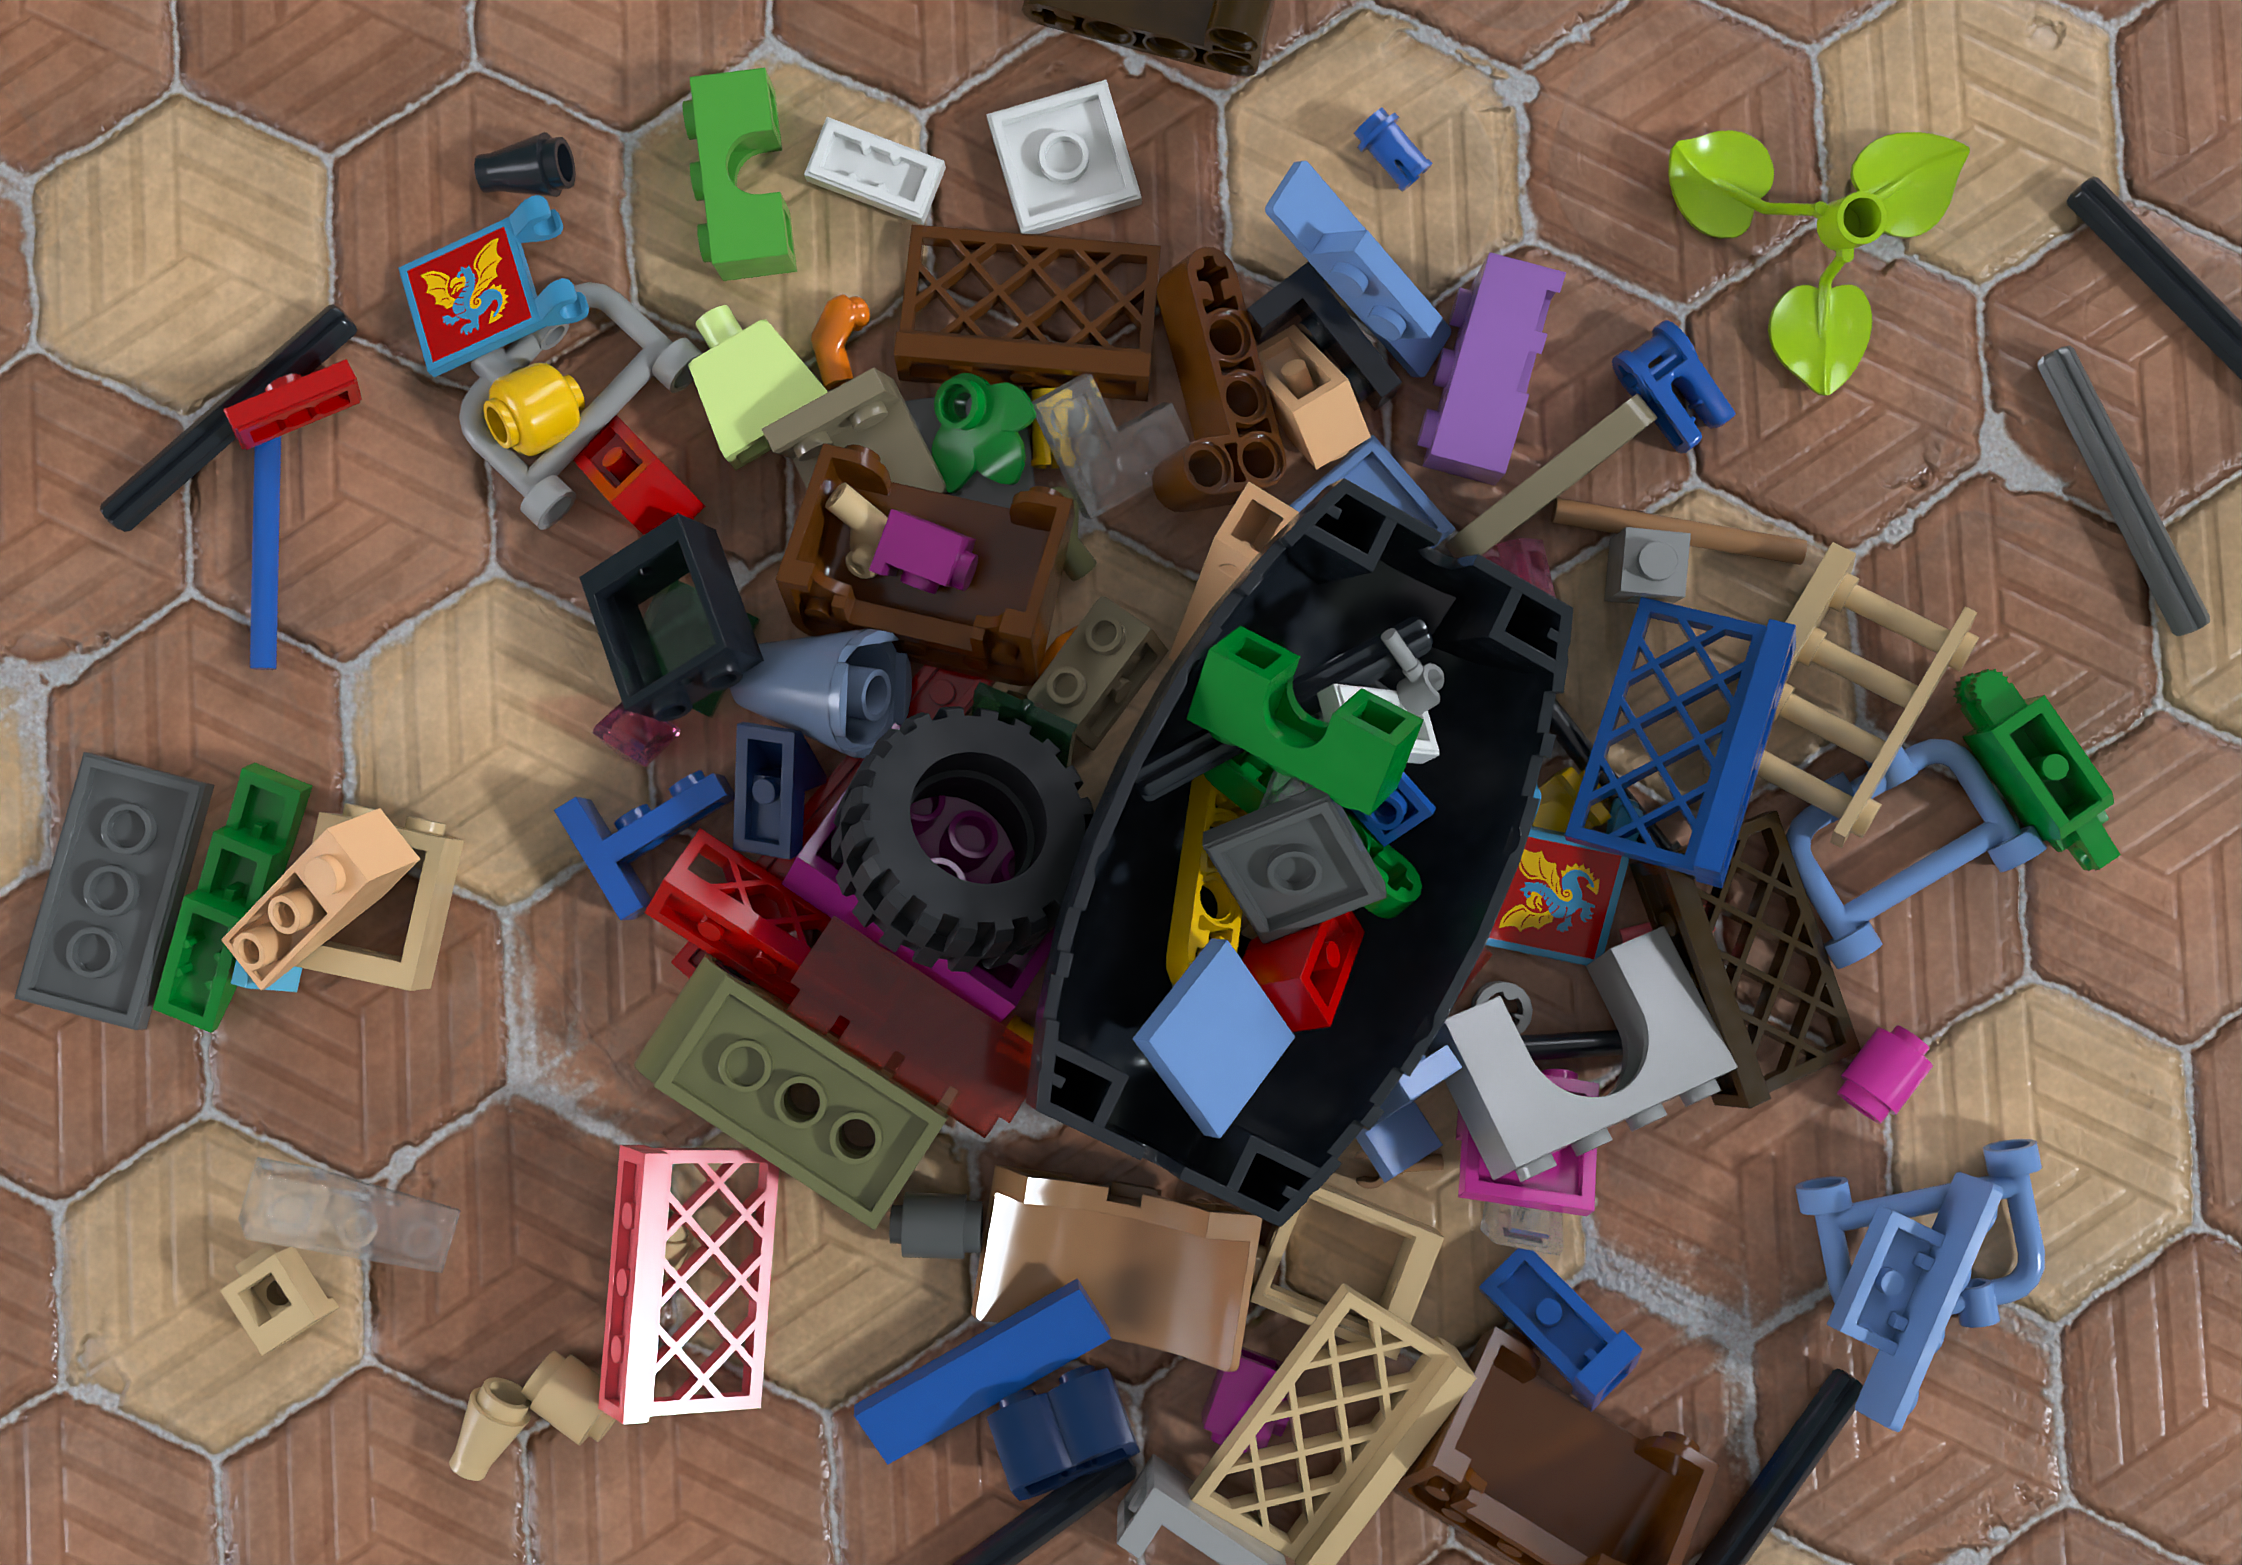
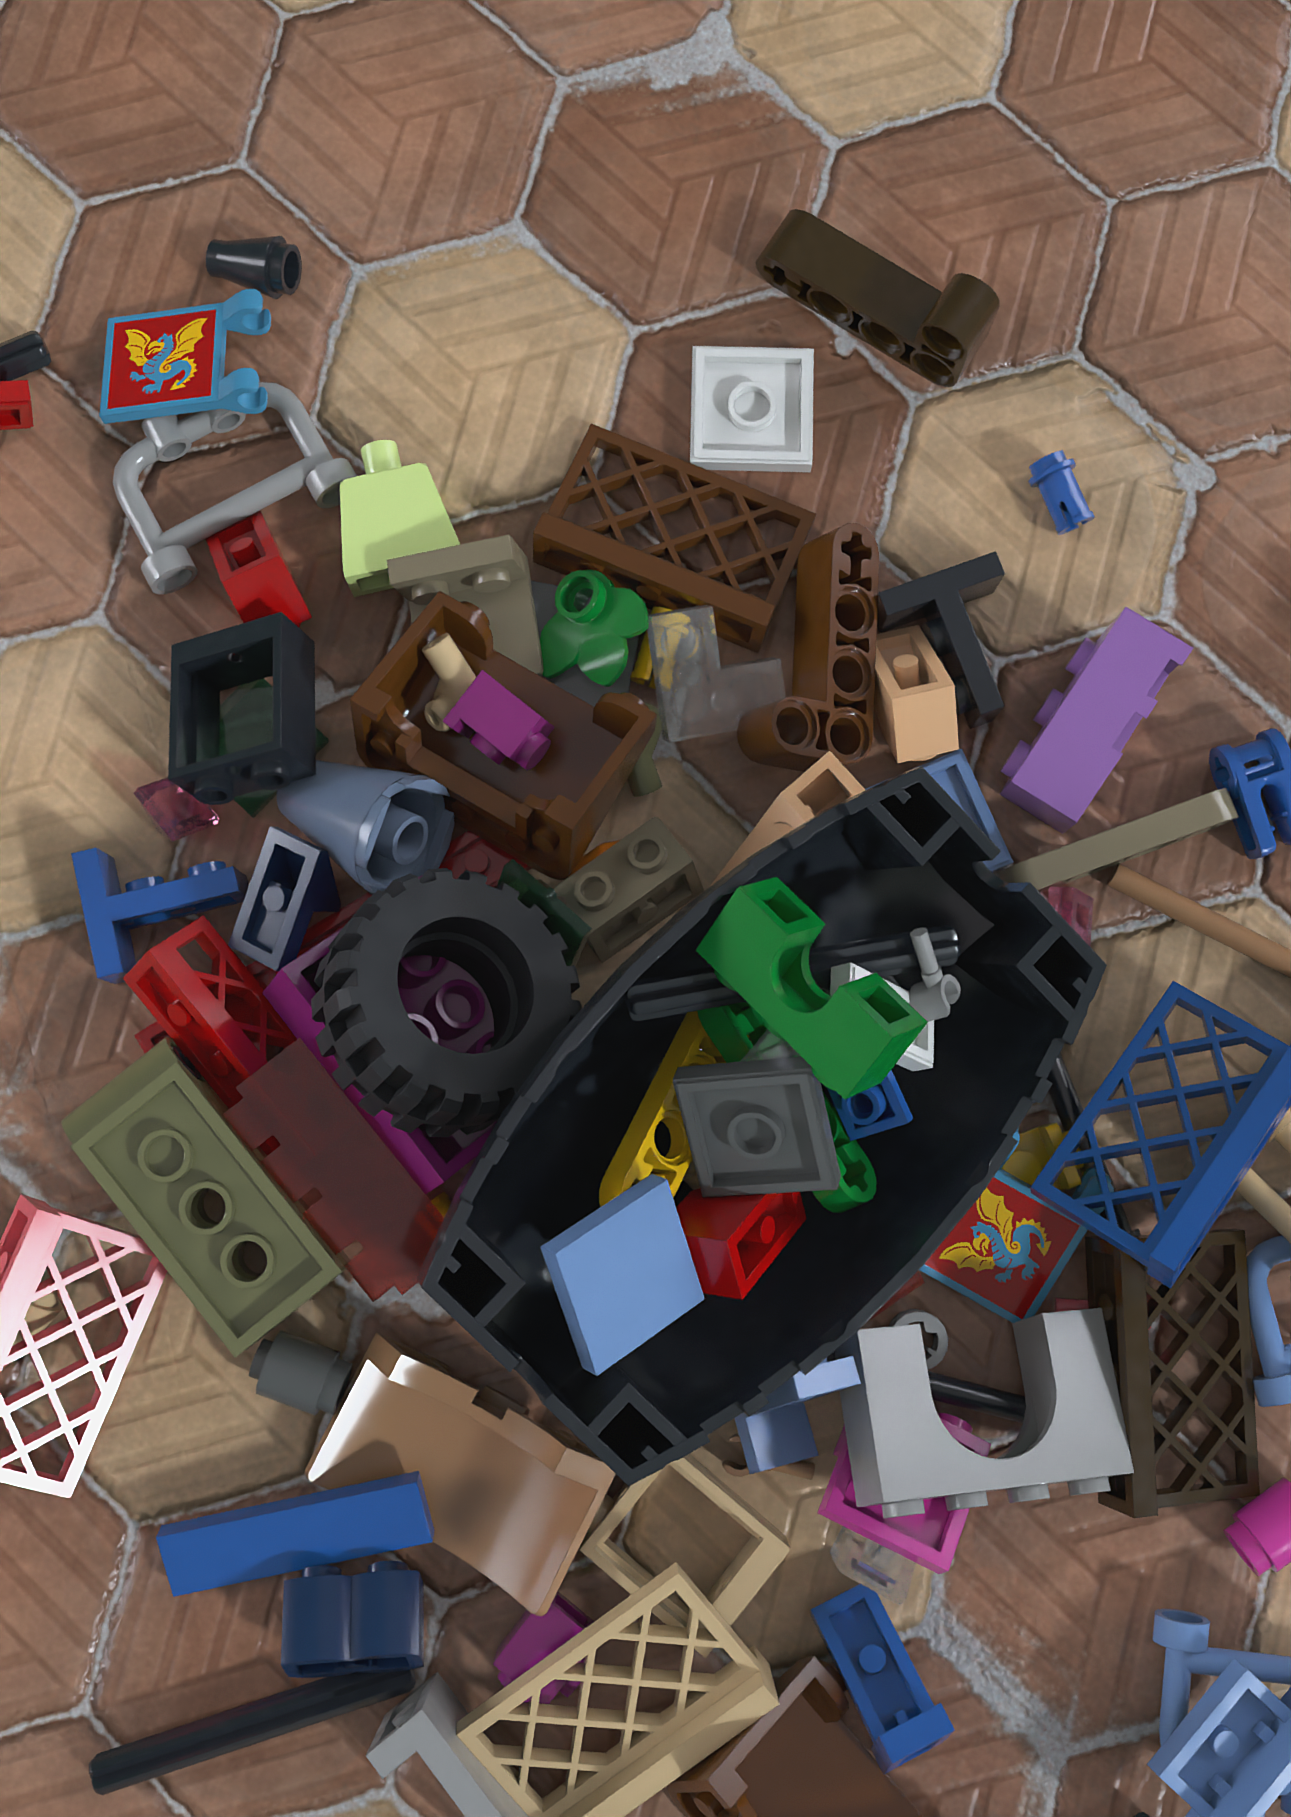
camera: 15 degrees right, 5 degrees down
(533, 408) = (184, 479): yellow head -> none
(734, 120) = (456, 281): bright green arch -> none
(831, 334) = (485, 497): orange arm -> none
(875, 170) = (573, 364): white plate -> none
(1358, 268) = (996, 587): medium blue bracket -> none
(1647, 566) = (1187, 952): light grey brick -> none

